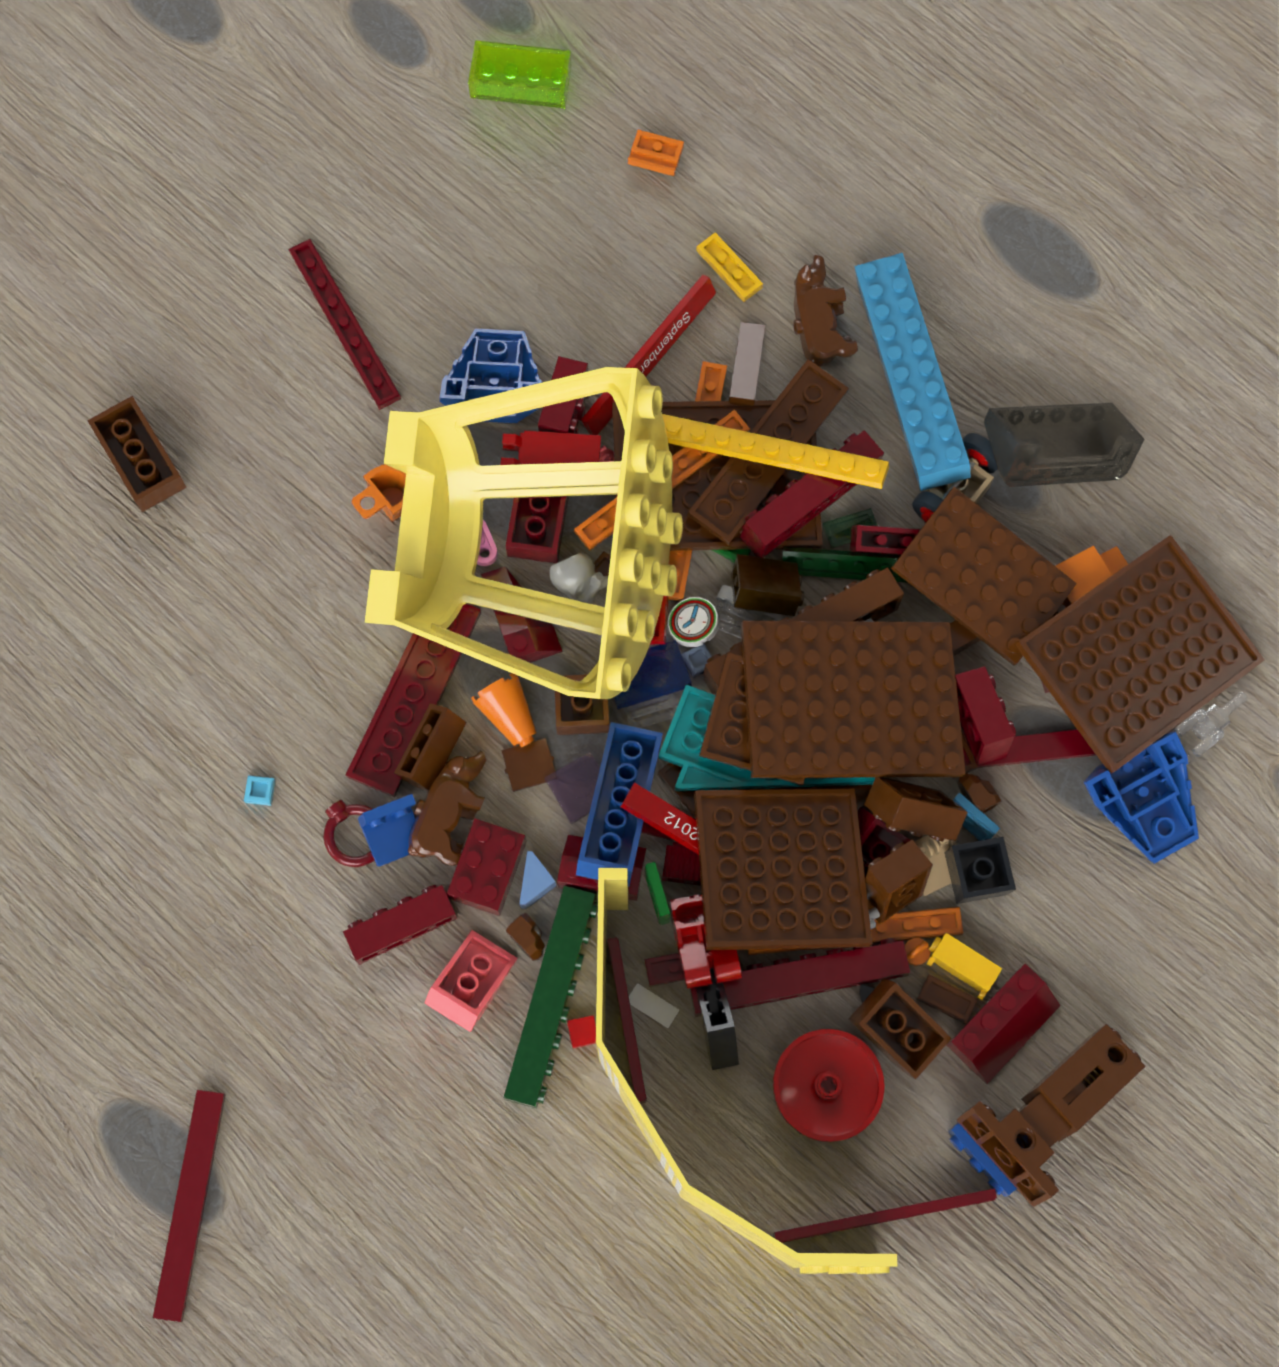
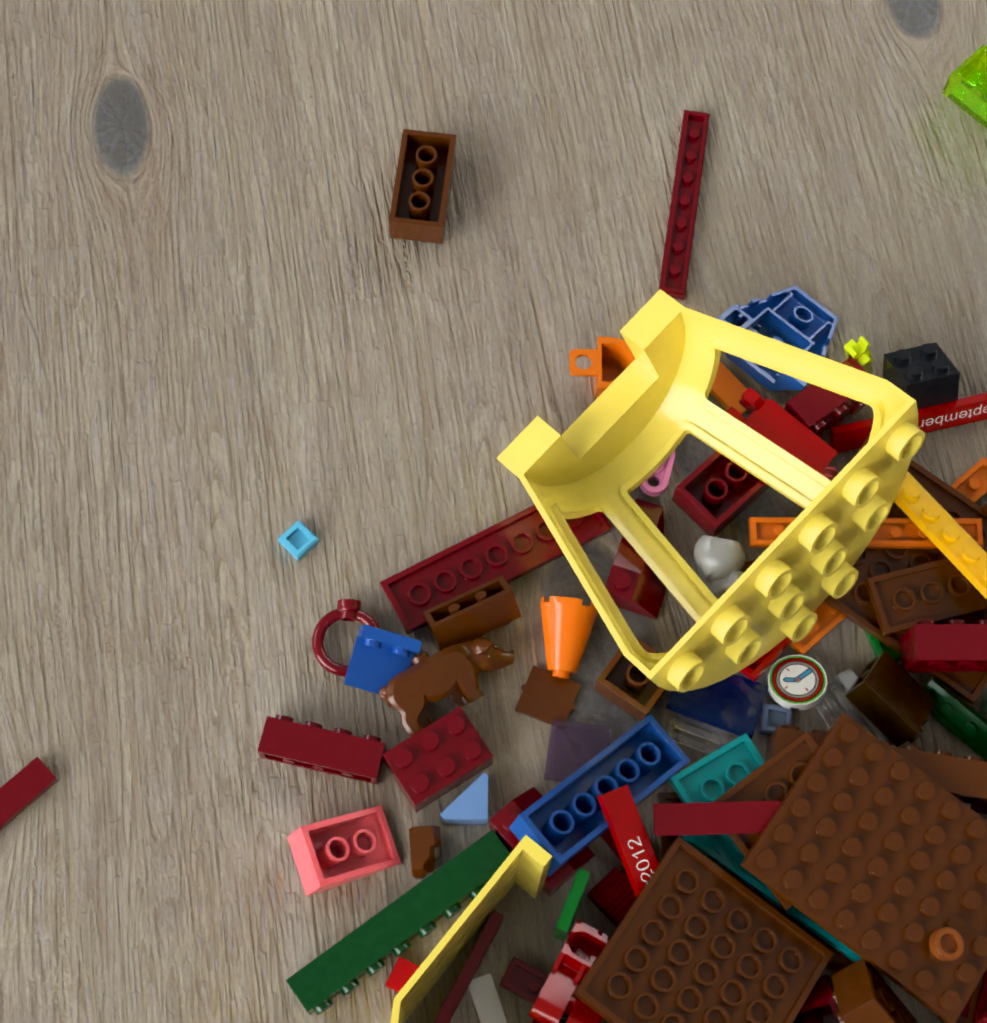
camera: 35 degrees right, 5 degrees down
(489, 445) = (728, 389): none -> orange tile
(562, 349) = (860, 352): none -> neon yellow plate
(616, 334) = (923, 374): none -> black brick
(708, 760) = (712, 817): none -> dark red tile
(923, 725) = (946, 944): none -> dark orange tile

